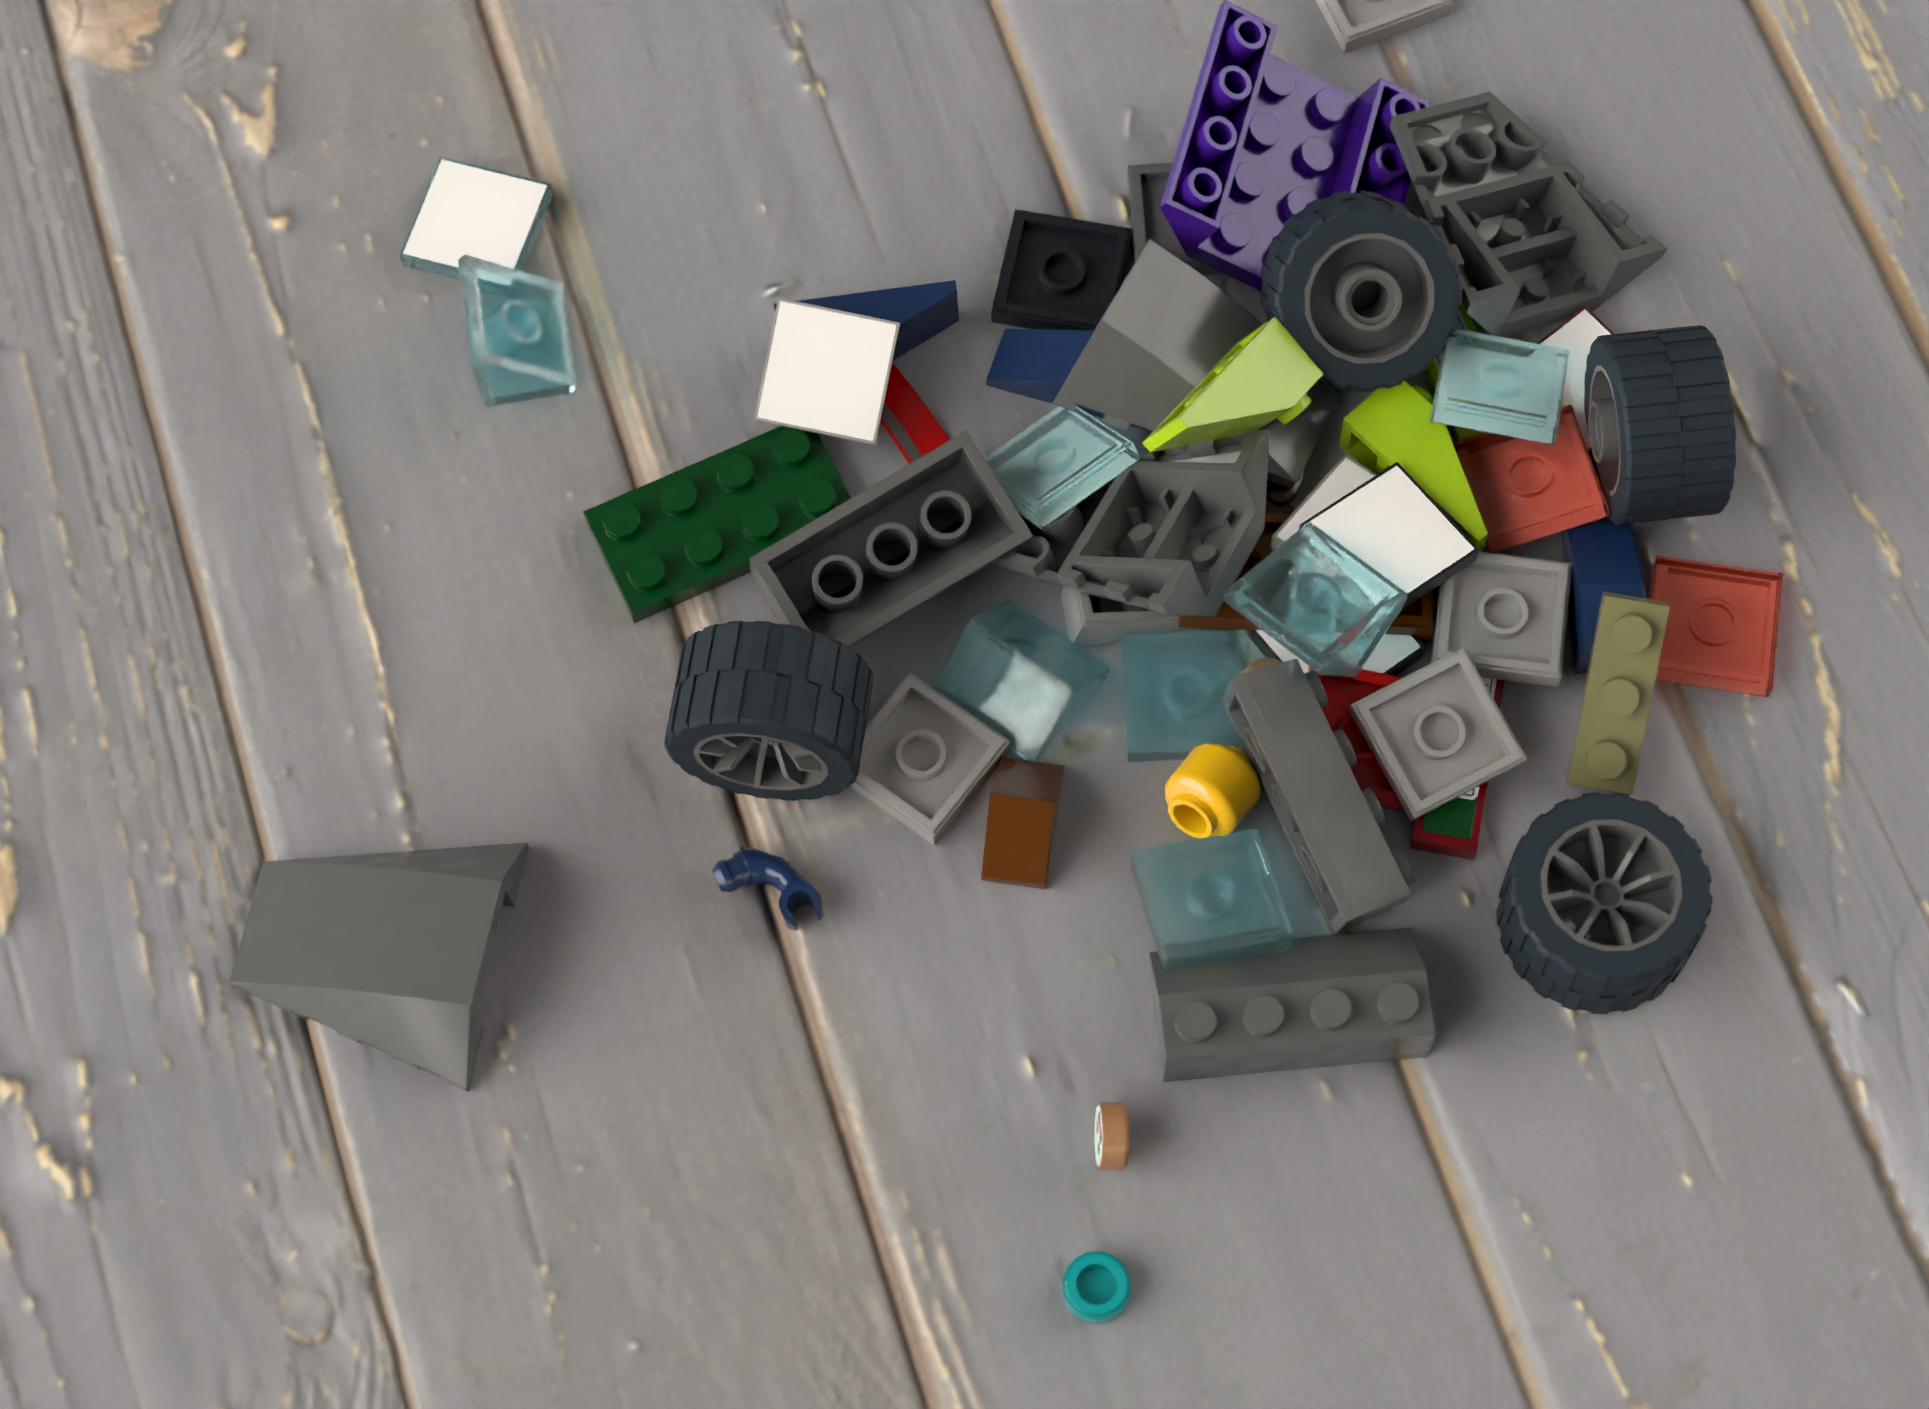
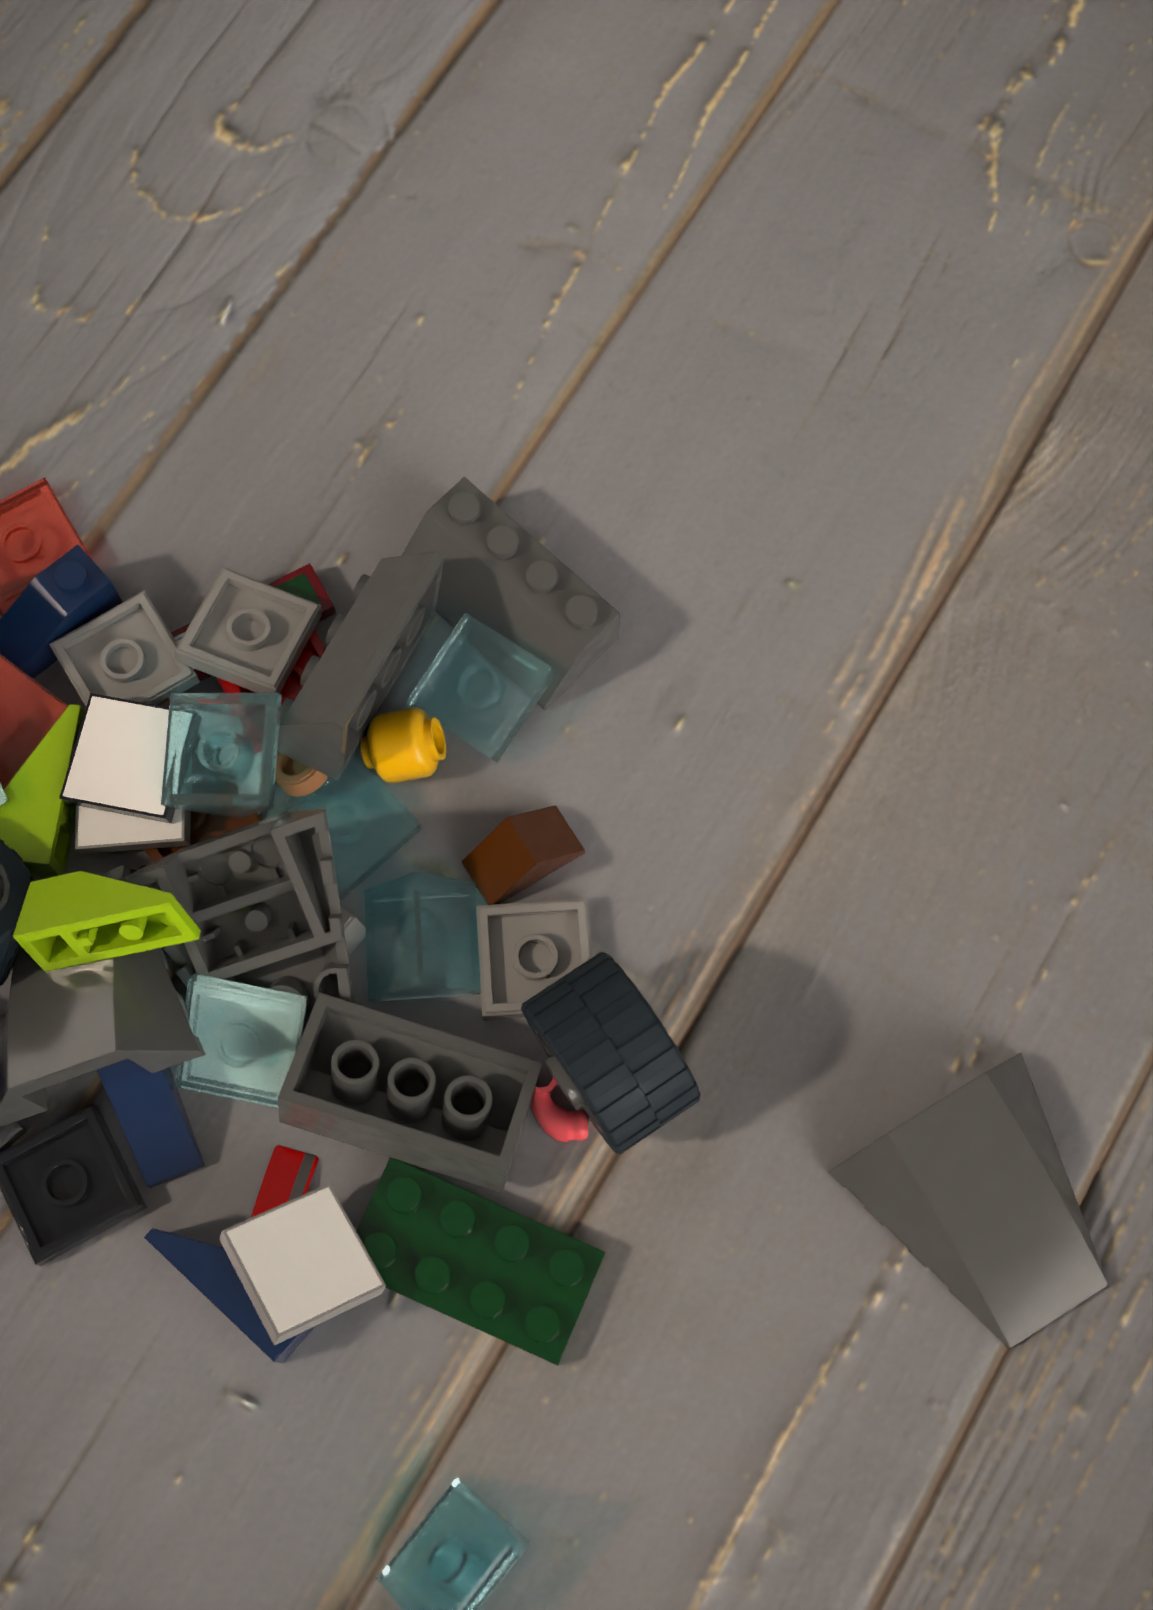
camera: 135 degrees left, 5 degrees up
(760, 868) = (709, 994): dark blue piece -> none
(1096, 1287) = (780, 572): teal tile -> none
(1111, 1136) = (686, 628): medium nougat tile -> none
(1603, 902) = (288, 455): black wheel -> none
(1618, 693) = (128, 543): olive plate -> none

